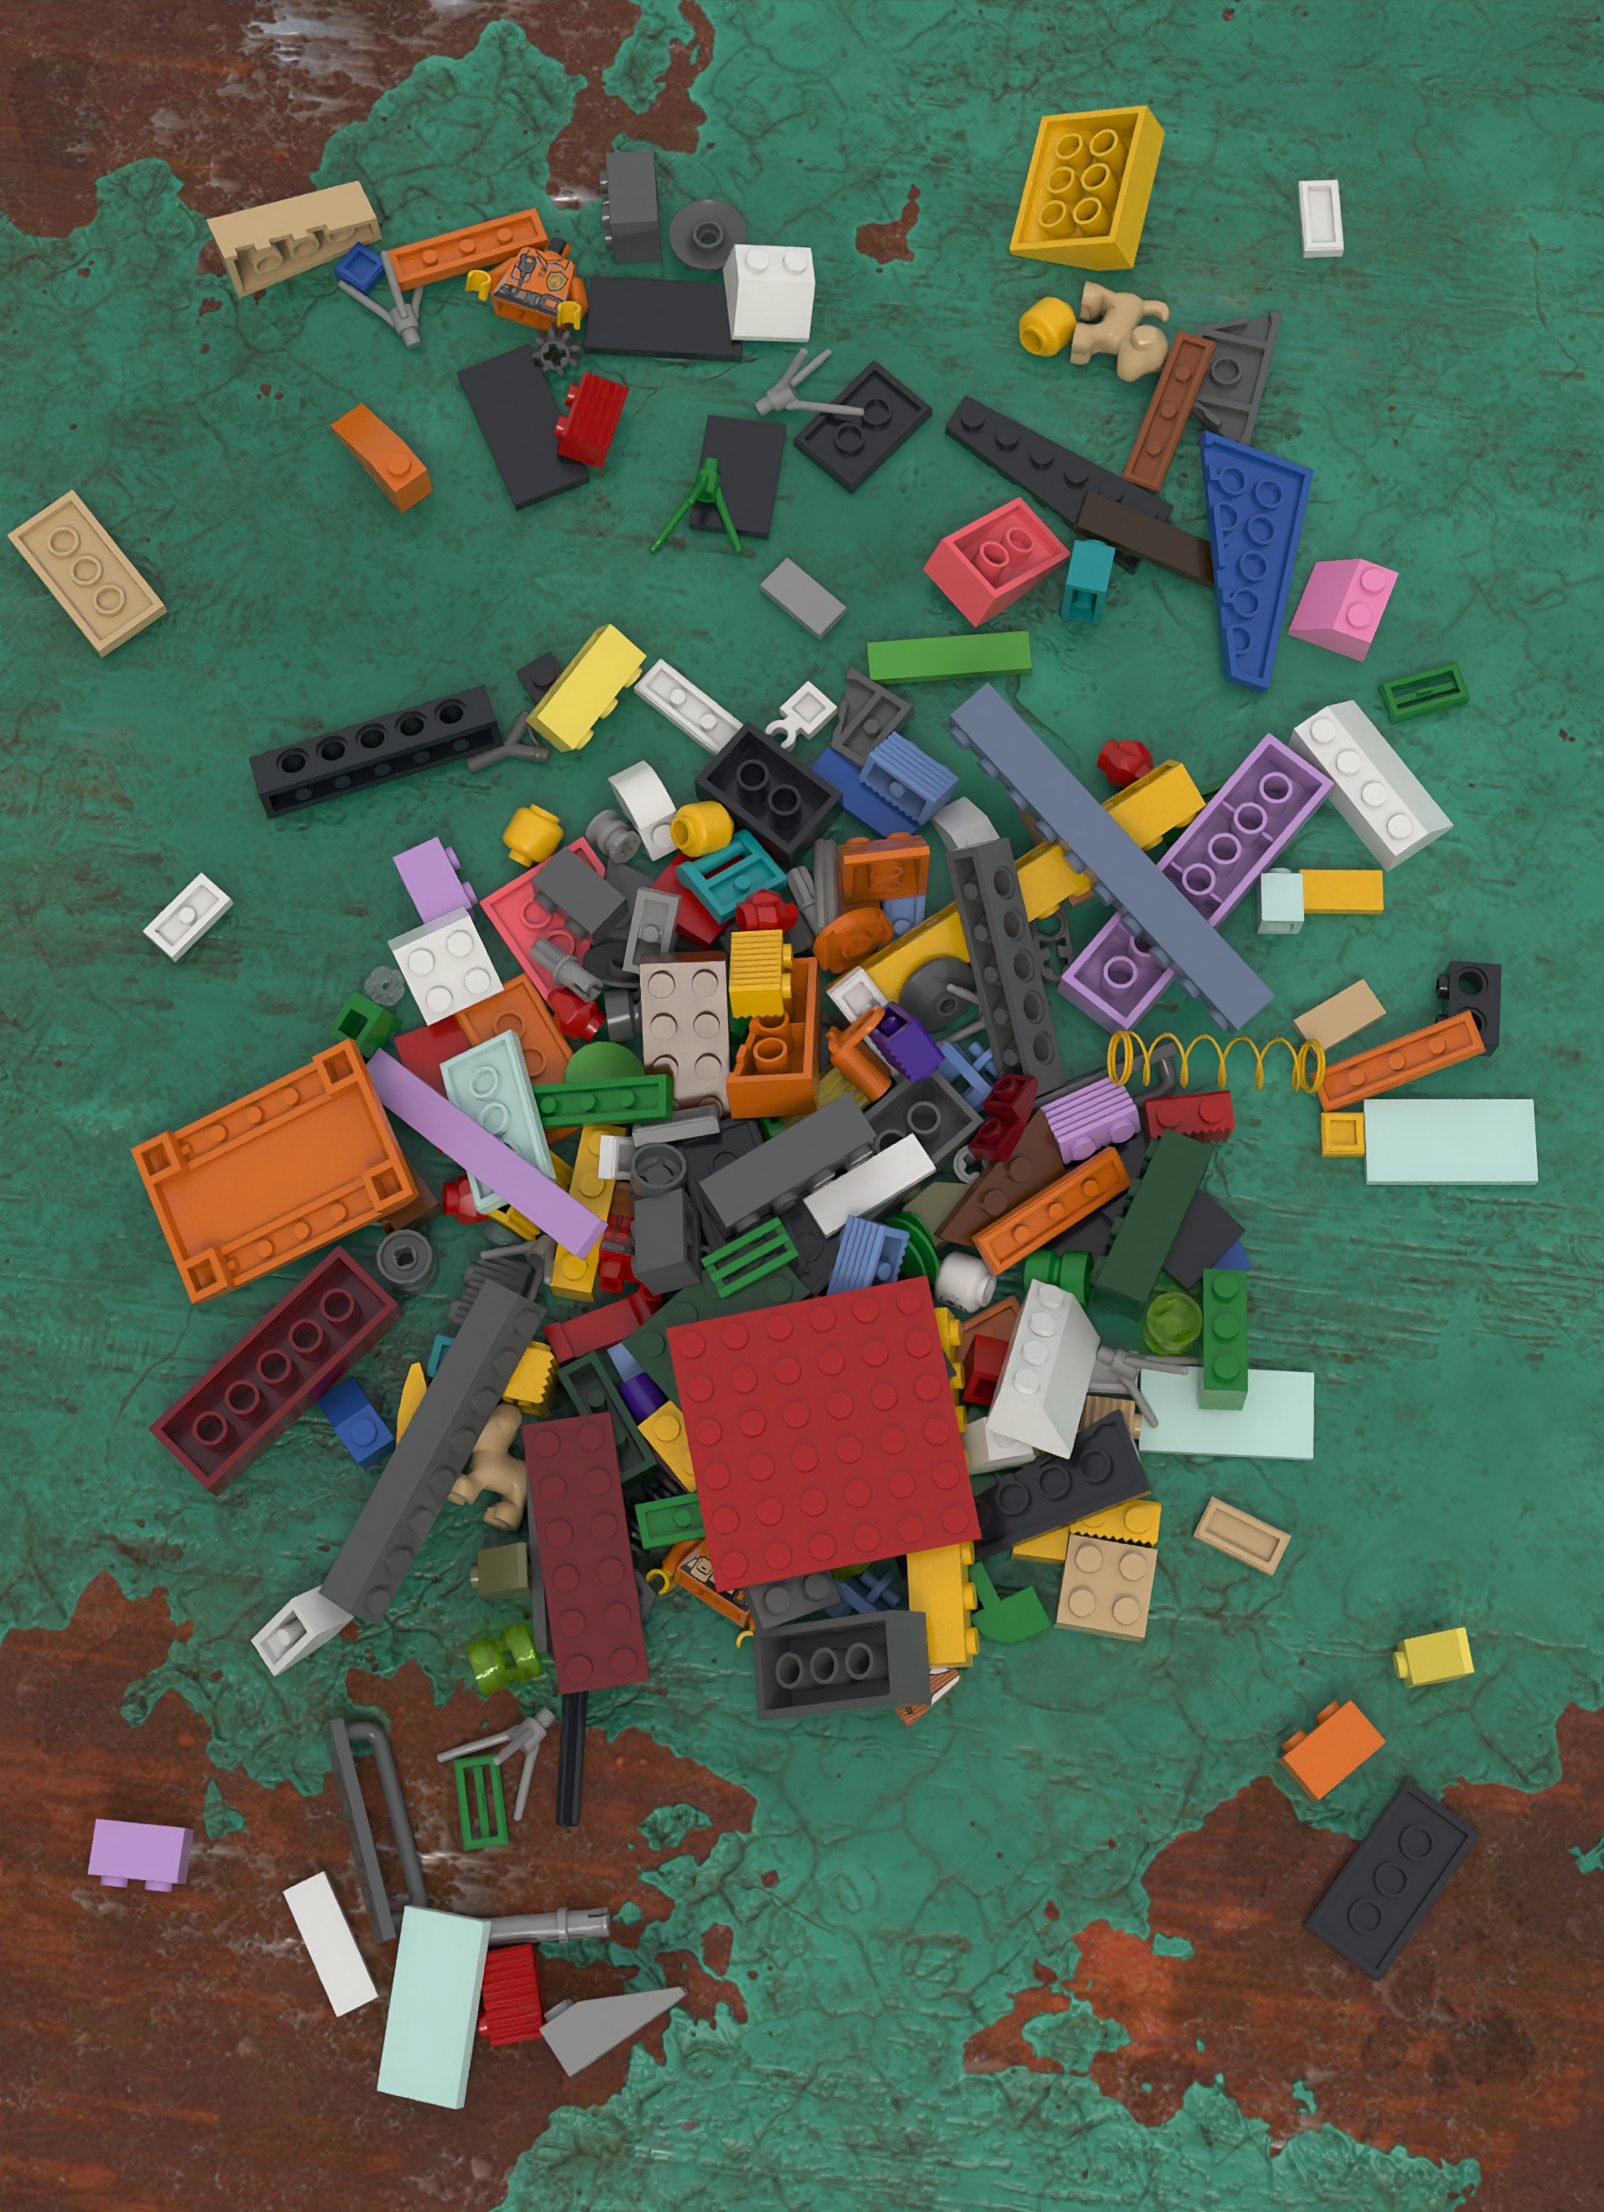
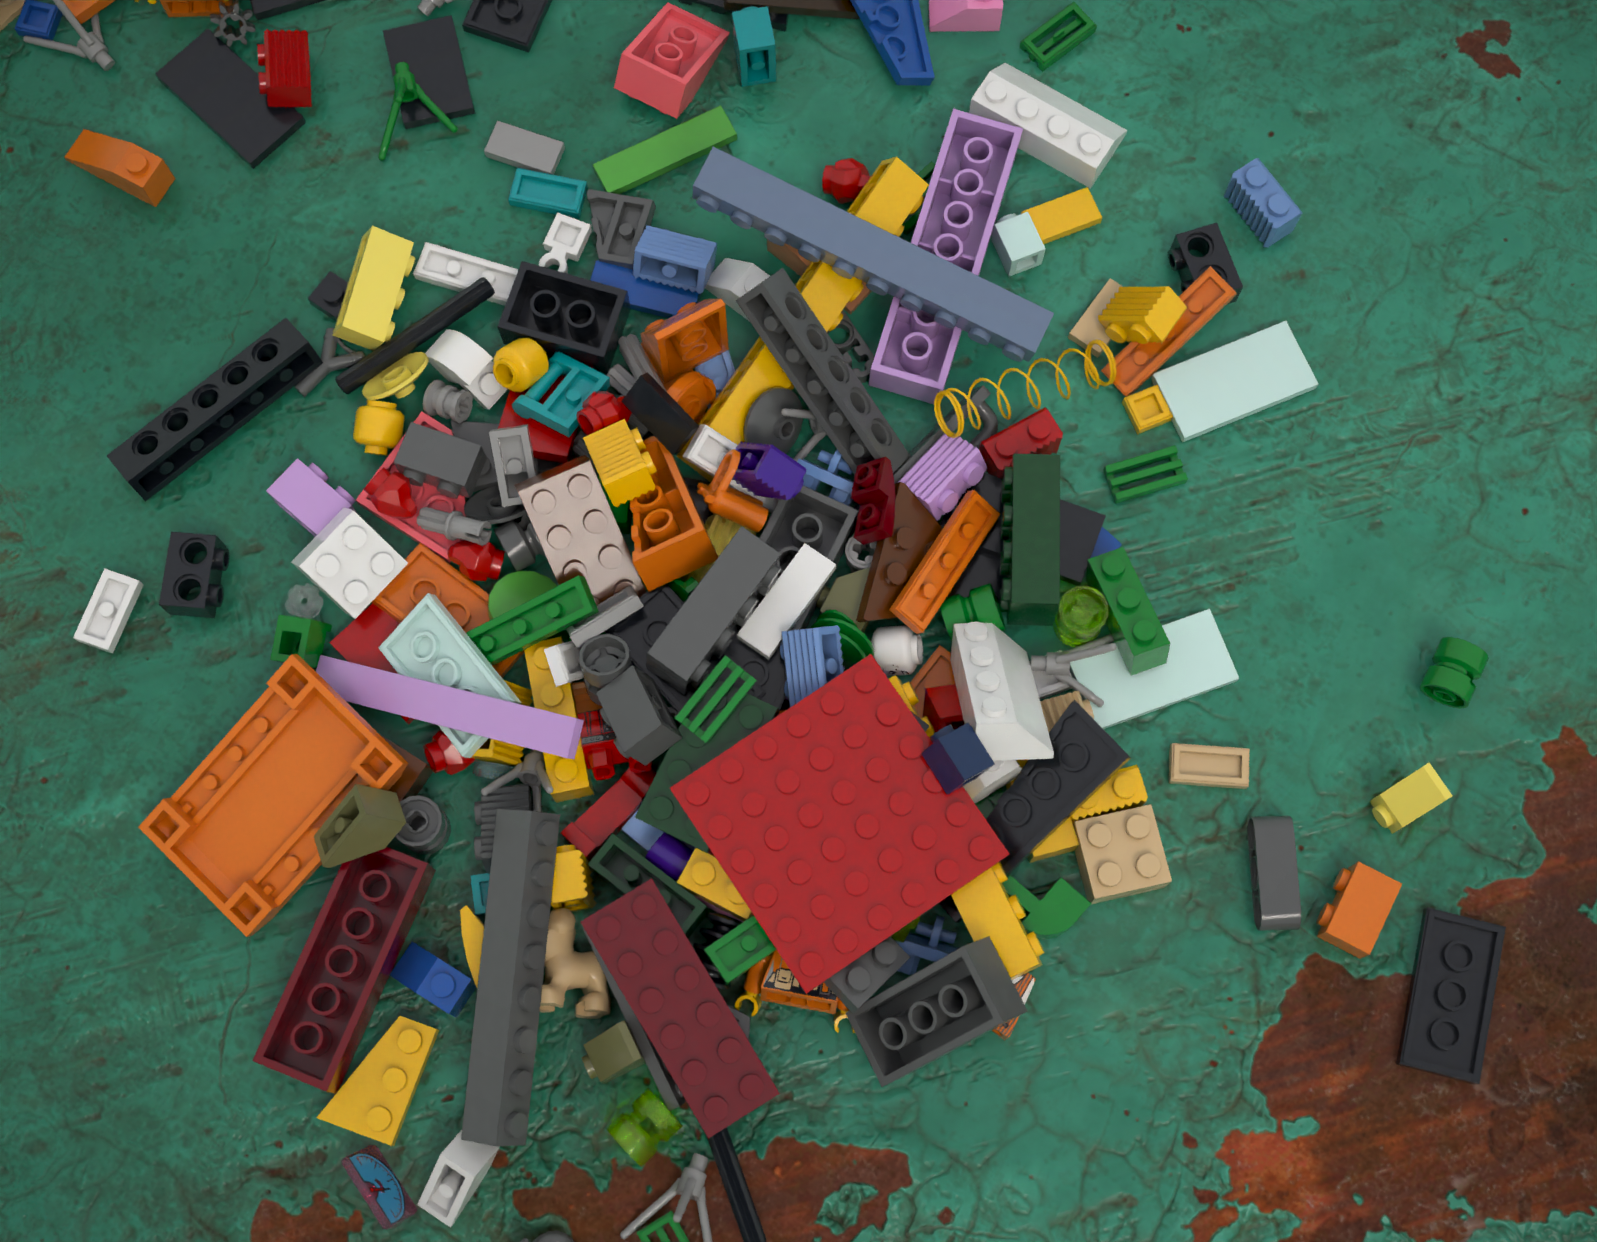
camera: 25 degrees left, 0 degrees up
(221, 1606) = (379, 1187): none -> slope
(268, 1506) = (384, 1083): none -> yellow wing
(275, 911) = (183, 575): none -> black brick
(346, 1238) = (359, 825): none -> olive slope
(516, 912) = (392, 494): none -> red rock
(571, 790) = (396, 378): none -> light yellow dish
(609, 754) = (415, 335): none -> black axle
(808, 655) = (548, 193): none -> teal tile
(821, 938) = (660, 413): none -> black tile
(967, 1417) = (957, 757): none -> dark blue brick
(1259, 1675) = (1274, 873): none -> dark grey beam
(1314, 1187) = (1173, 465): none -> green tile
(1373, 1032) = (1142, 314): none -> yellow brick
(1544, 1546) = (1455, 667): none -> green wheel
(1563, 961) = (1262, 202): none -> medium blue brick

